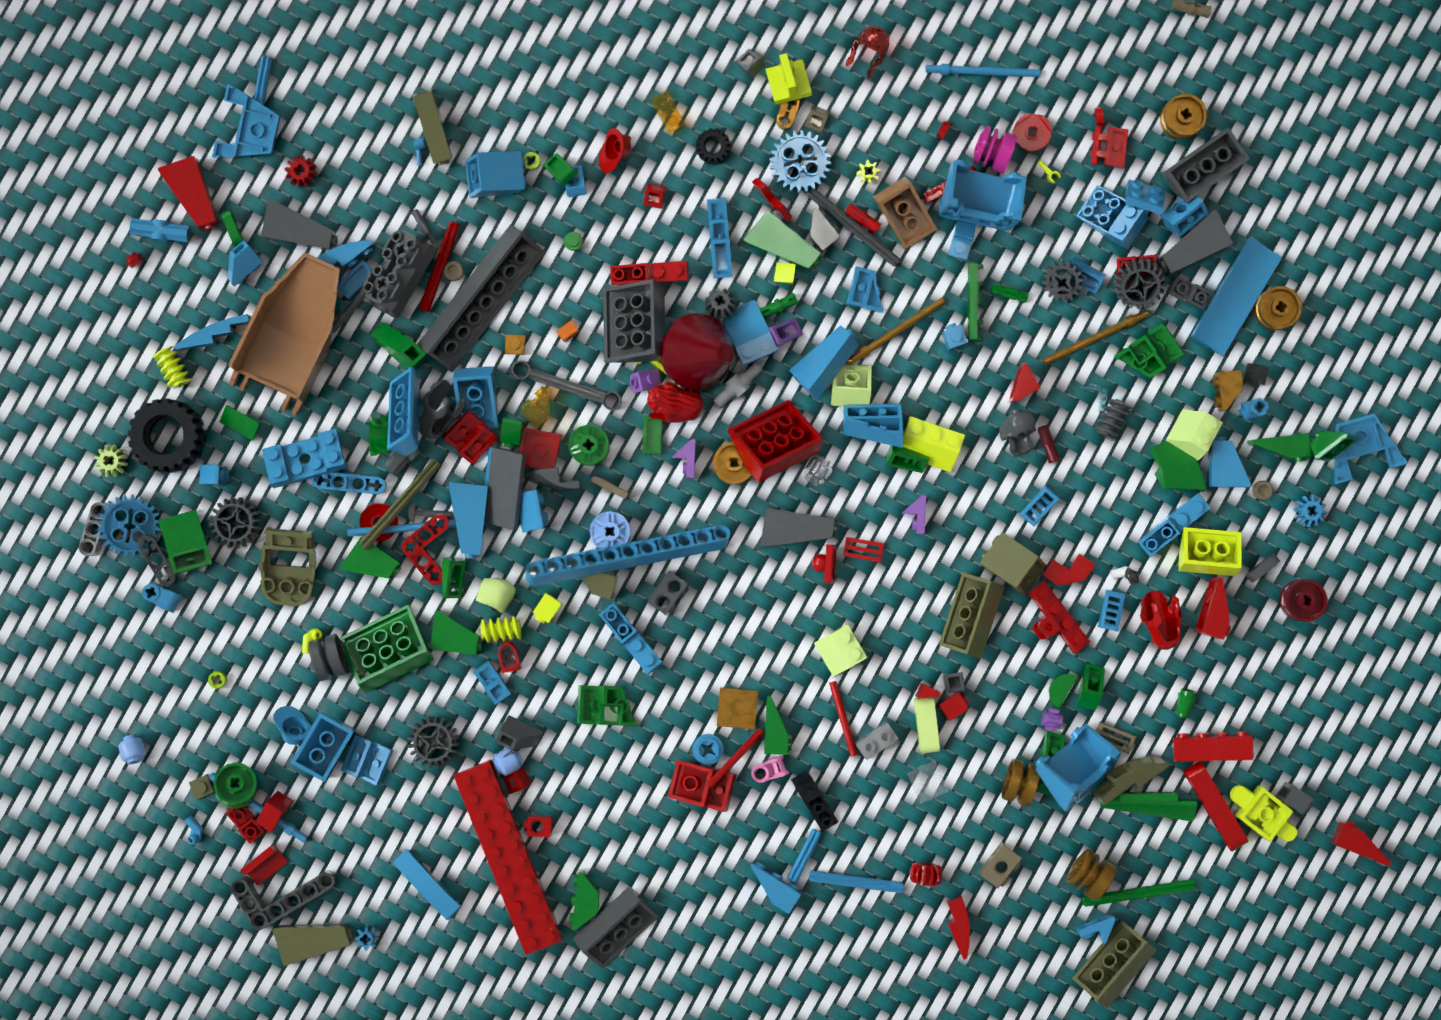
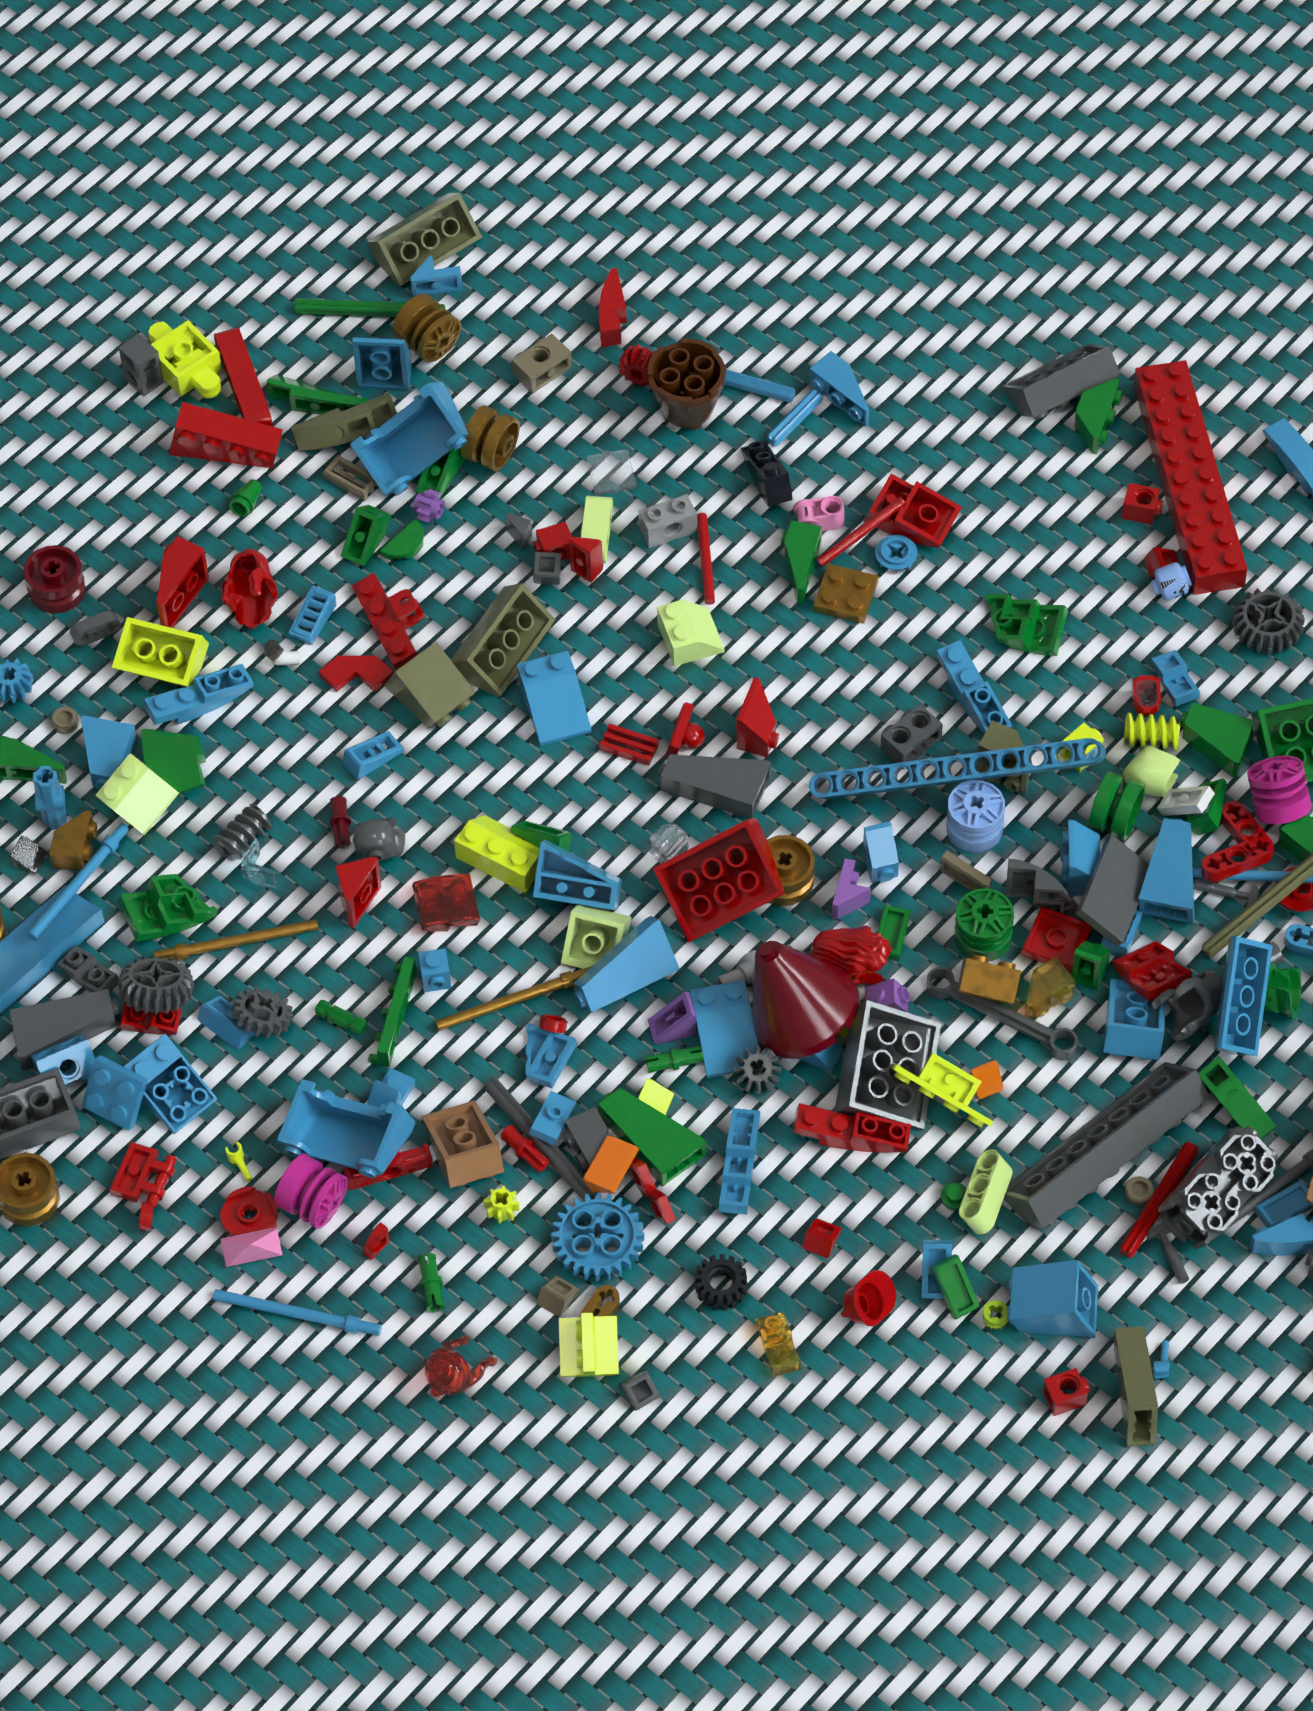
camera: 165 degrees left, 30 degrees down
(403, 591) = (1279, 789): none -> dark pink wheel
(467, 573) = (1186, 801): none -> white plate
(480, 105) = (1061, 1402): none -> red brick
(510, 556) = (1116, 805): none -> green wheel
(515, 344) = (1066, 1079): pearl gold plate -> none
(518, 734) = (1153, 607): dark grey slope -> none
(558, 236) = (985, 1192): none -> yellowish green beam
(578, 401) = (989, 980): none -> pearl gold slope
(592, 312) = (947, 1082): none -> neon yellow bracket
(669, 487) = (880, 852): none -> slope
(776, 578) = (756, 723): none -> red slope
(802, 209) = (610, 1165): none -> orange slope
(849, 241) = (552, 1118): none -> dark azure plate
(865, 313) = (553, 1023): none -> red tile
(894, 866) = (687, 381): none -> reddish brown cone
(901, 109) = (431, 1282): none -> green pin
(918, 508) = (544, 772): medium lavender slope -> none
(923, 573) = (553, 698): none -> dark azure slope
(960, 395) = (446, 902): none -> clear red slope
(981, 713) = (519, 529): none -> dark grey slope
(1024, 107) = (251, 1246): none -> bright pink slope
(1116, 836) = (382, 363): none -> dark azure slope
(1203, 392) = (107, 847): none -> dark azure bar
(1355, 840) = (78, 314): red slope -> none

